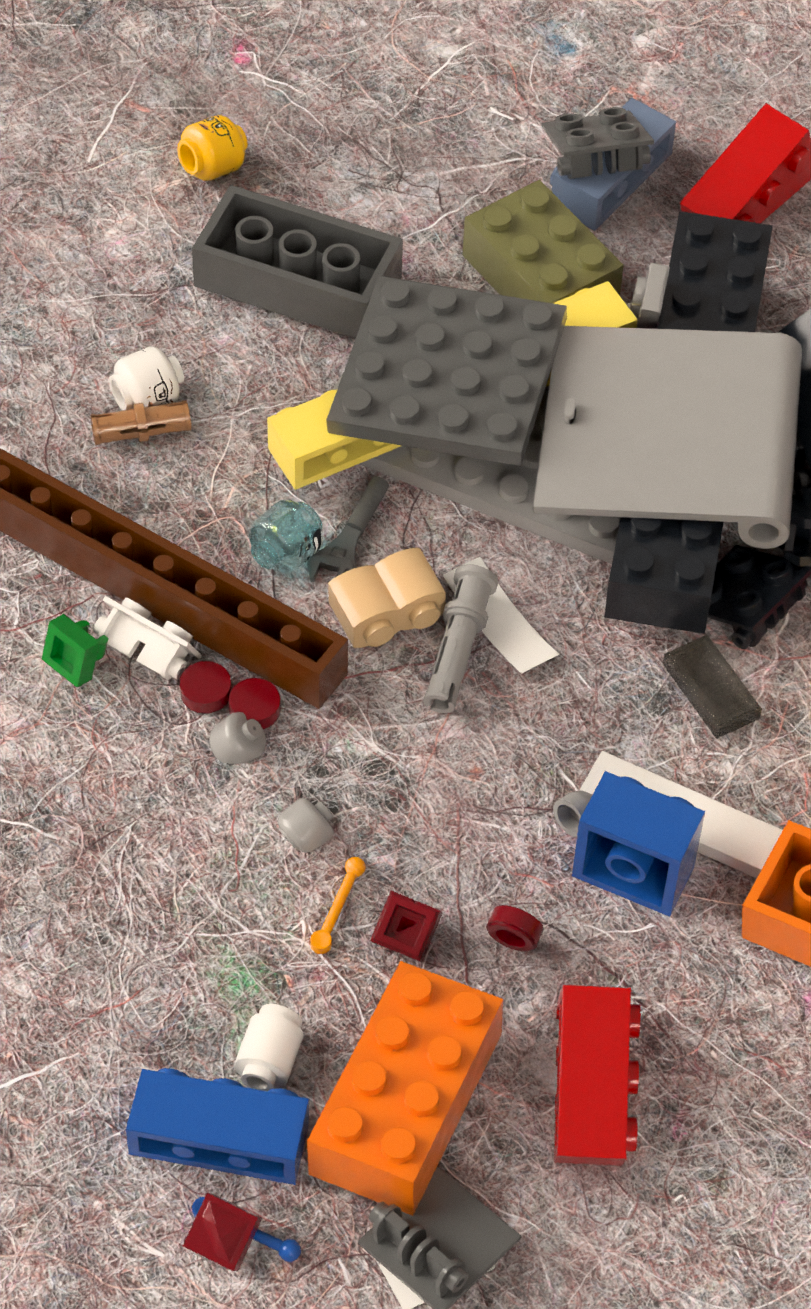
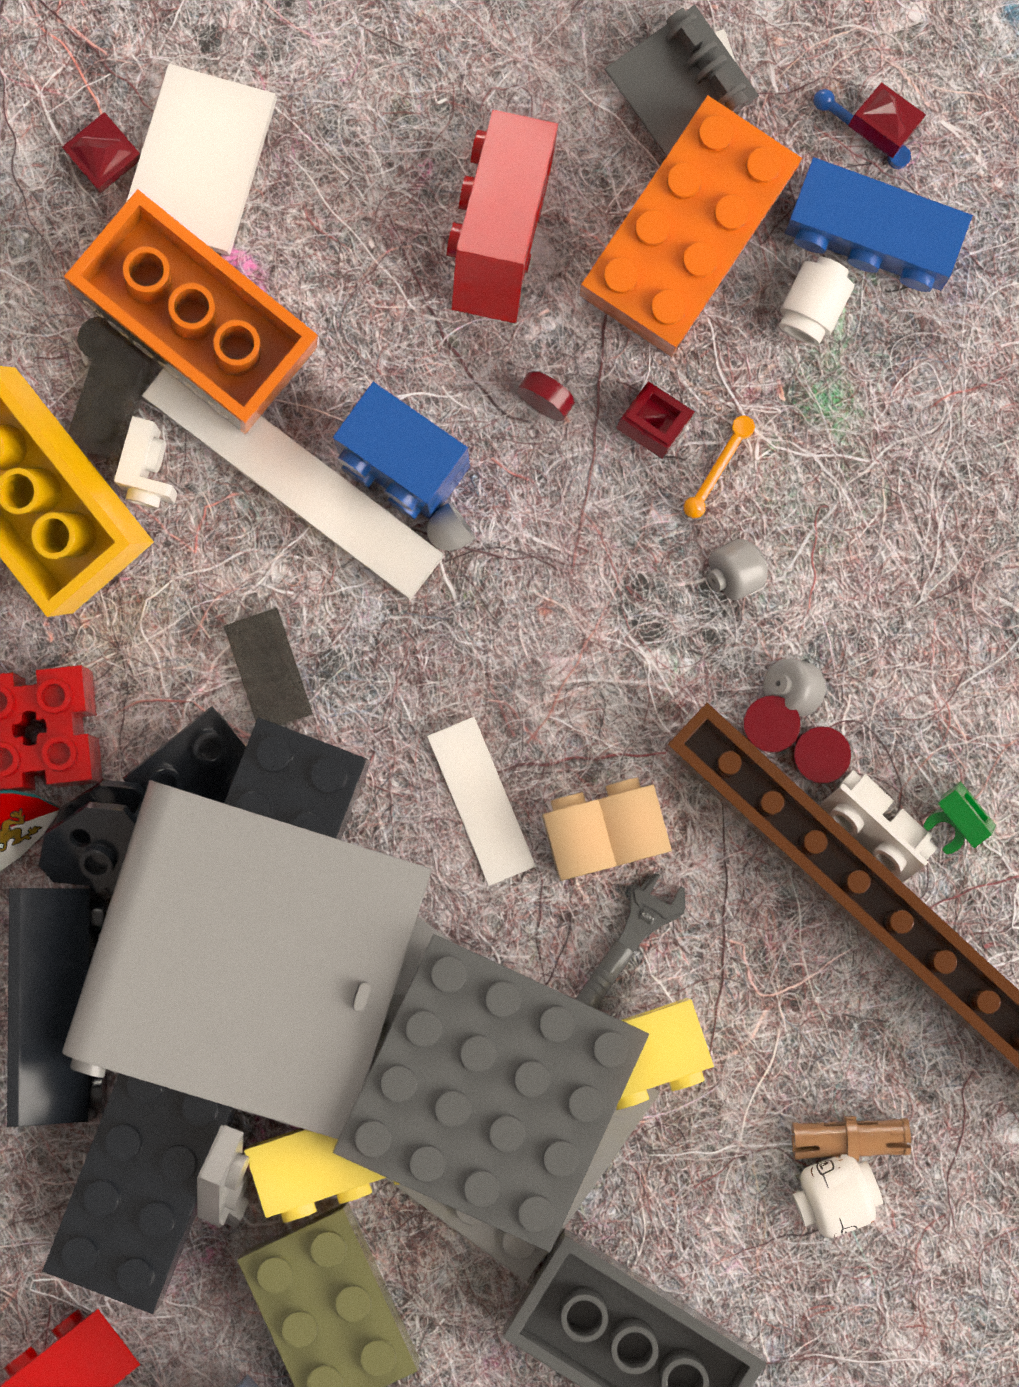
camera: 165 degrees left, 30 degrees up
(285, 536) = (706, 937): clear light blue head -> none
(463, 620) = (525, 790): light grey pin -> none

